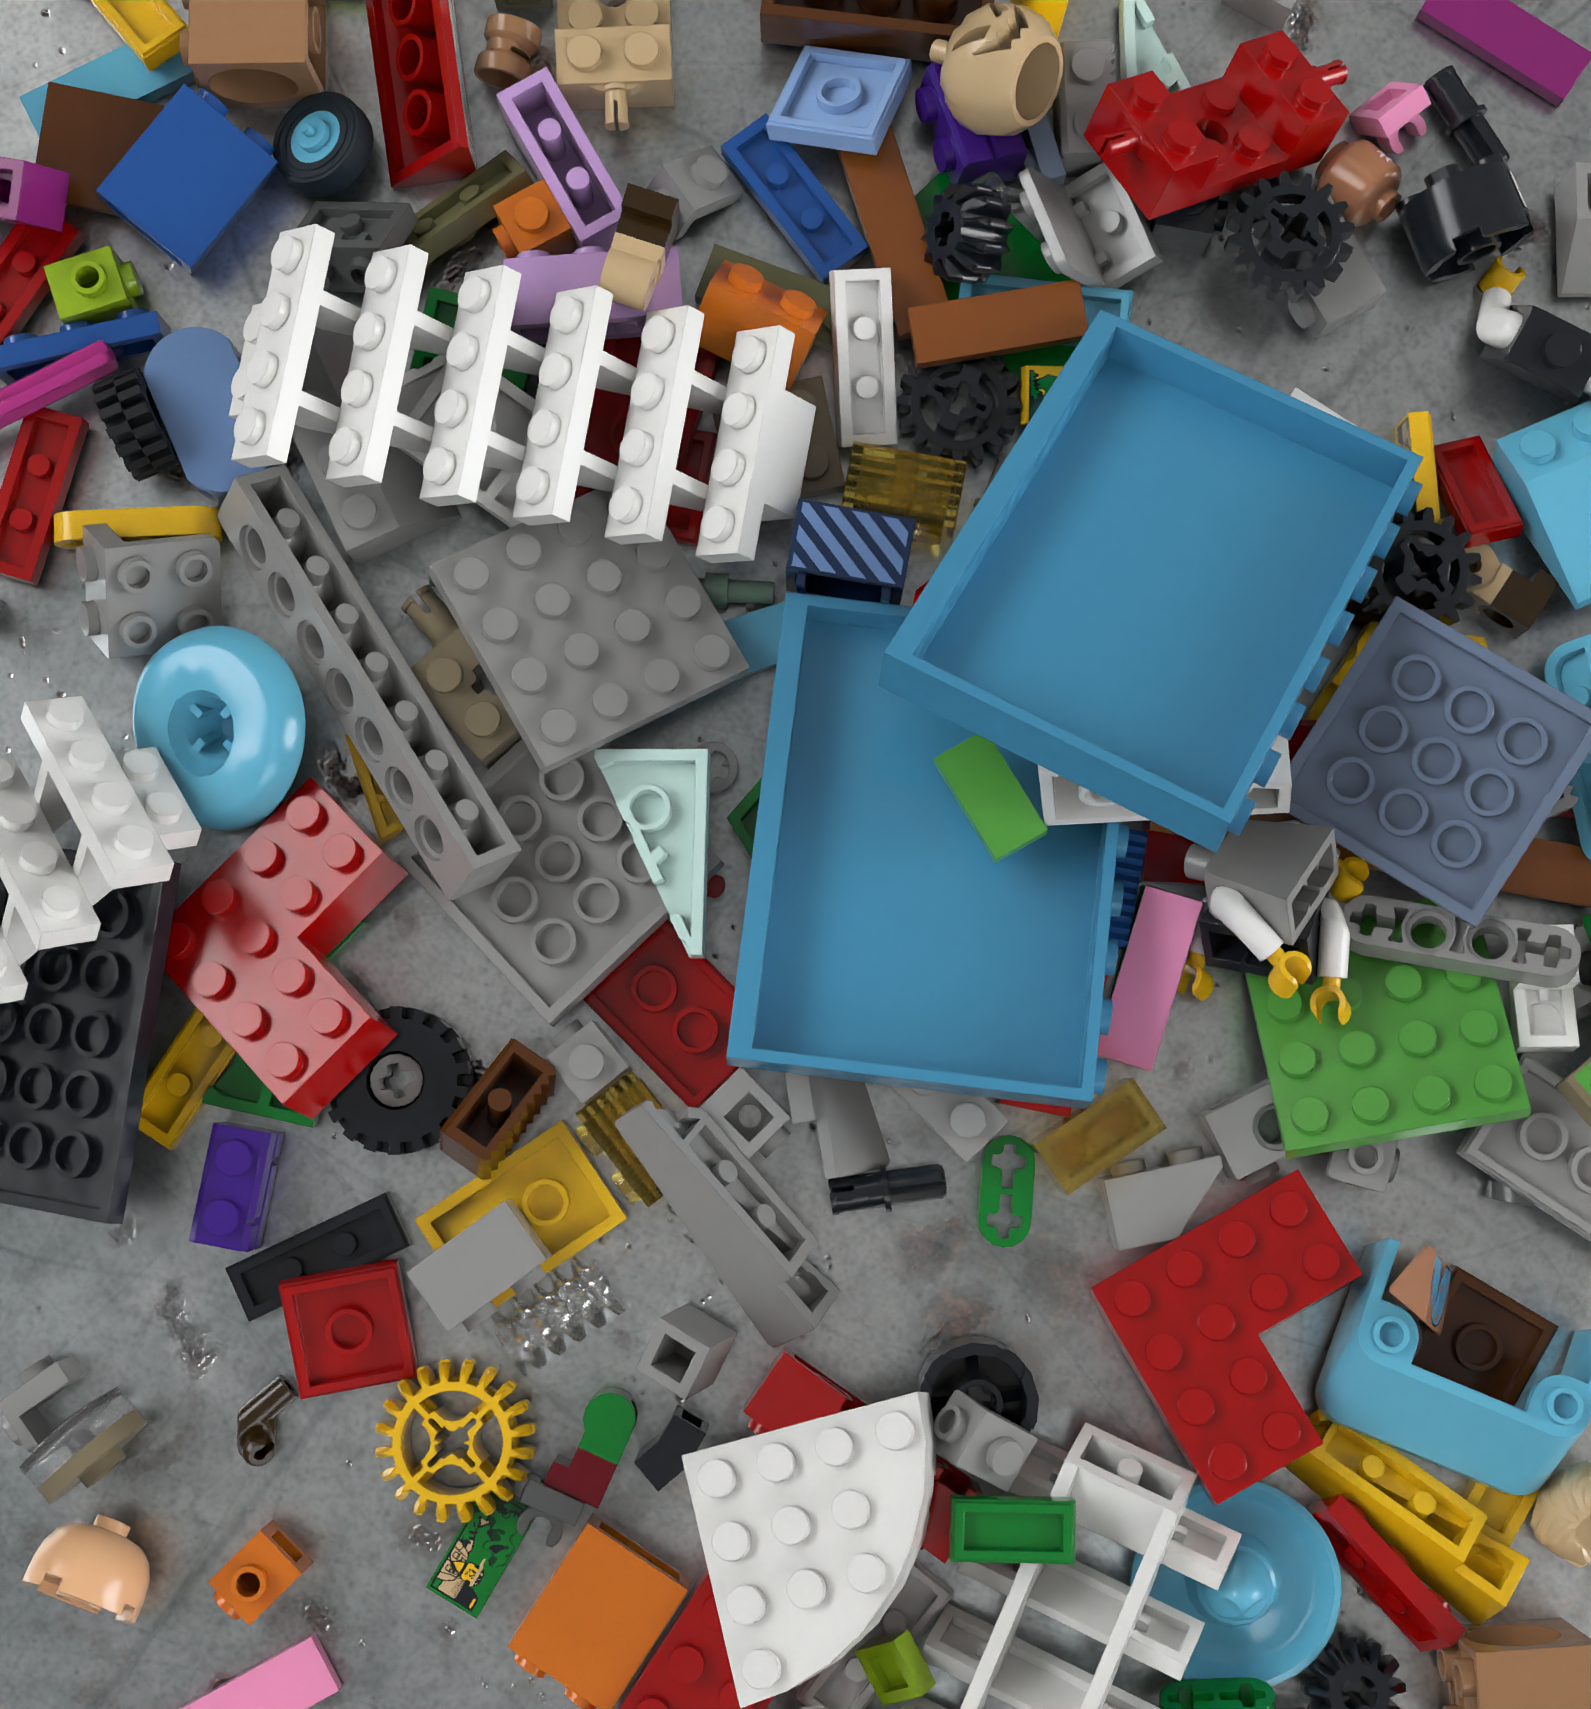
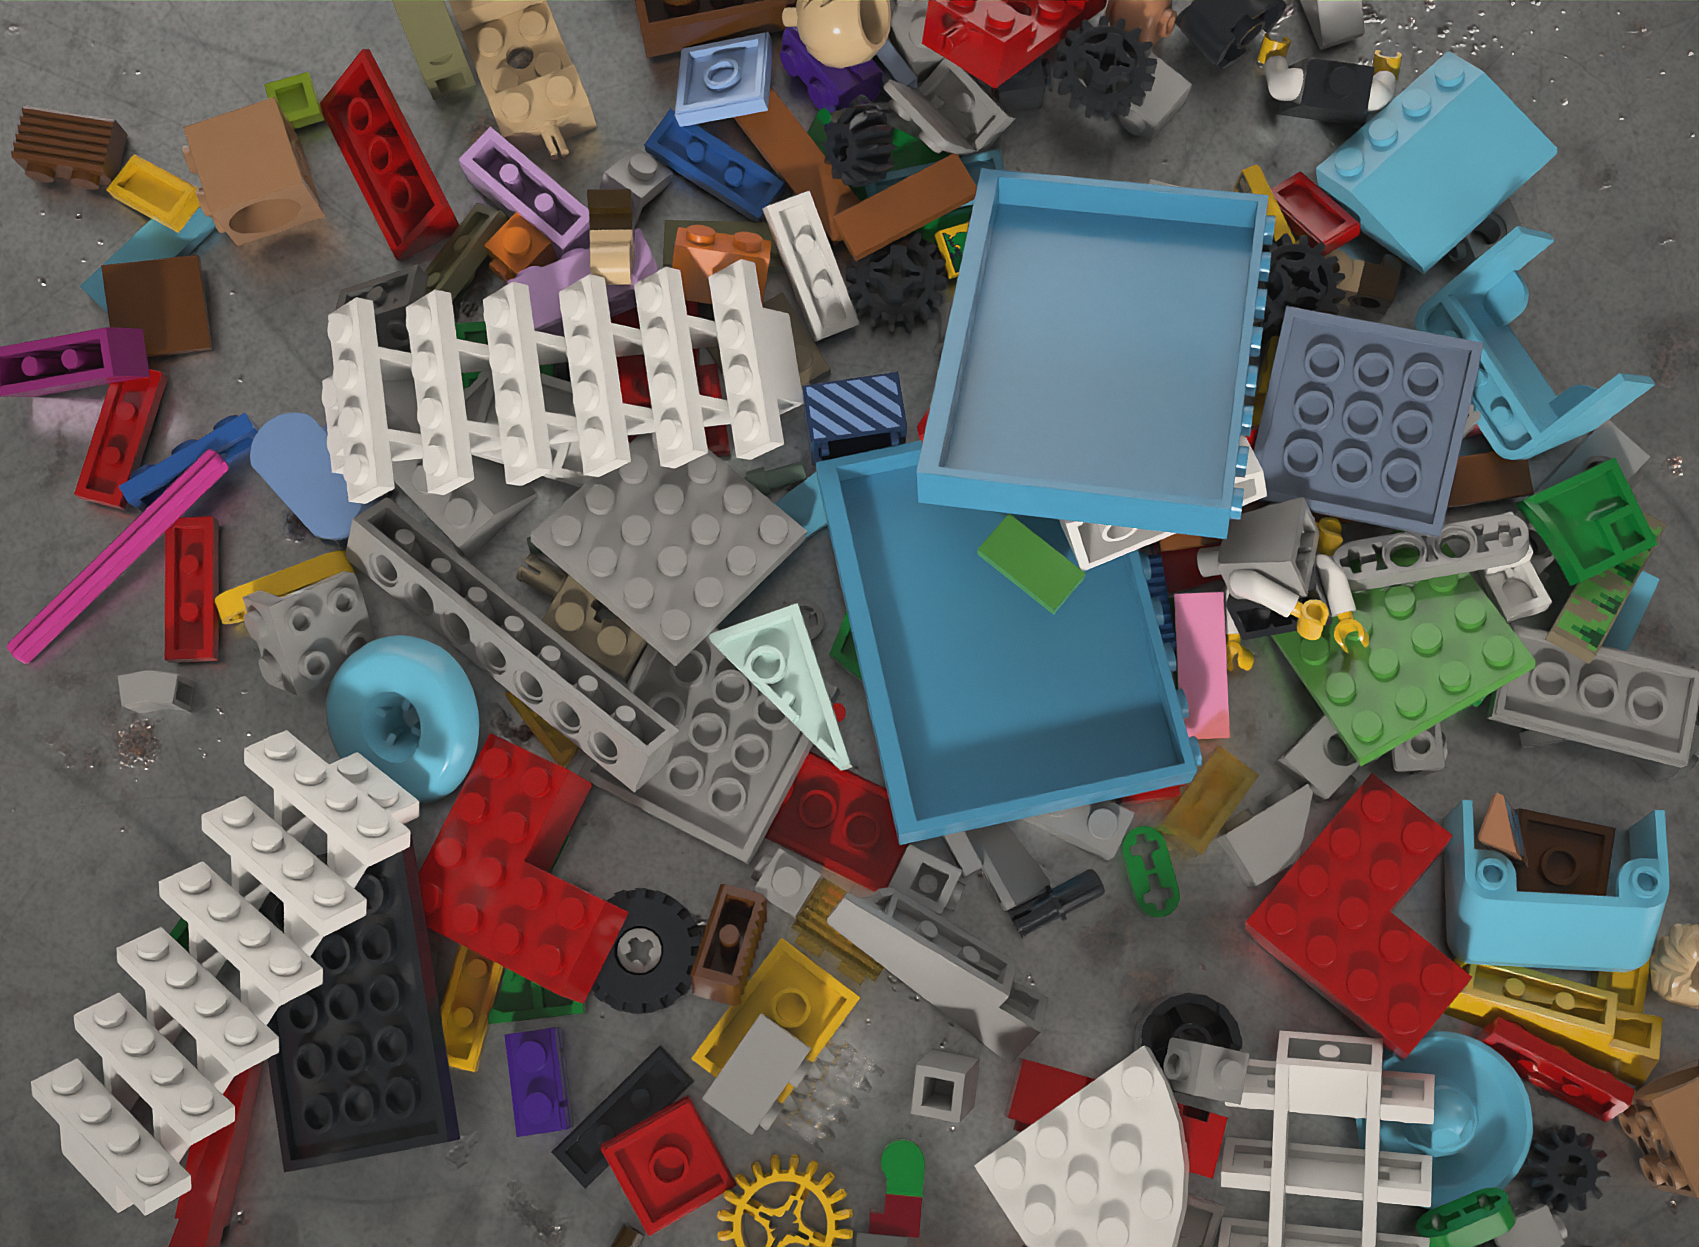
camera: 20 degrees left, 5 degrees down
(93, 286) = (187, 410): lime brick -> none
(134, 424) = (258, 505): black tyre -> none
(188, 177) = (236, 303): blue brick -> none
(323, 143) = (333, 243): black wheel -> none
(508, 50) = (454, 126): medium nougat wheel -> none
(661, 1457) = (958, 1172): black piece -> none
(908, 487) = (880, 351): clear yellow brick -> none
(1012, 1529) = (1256, 1131): green tile -> none

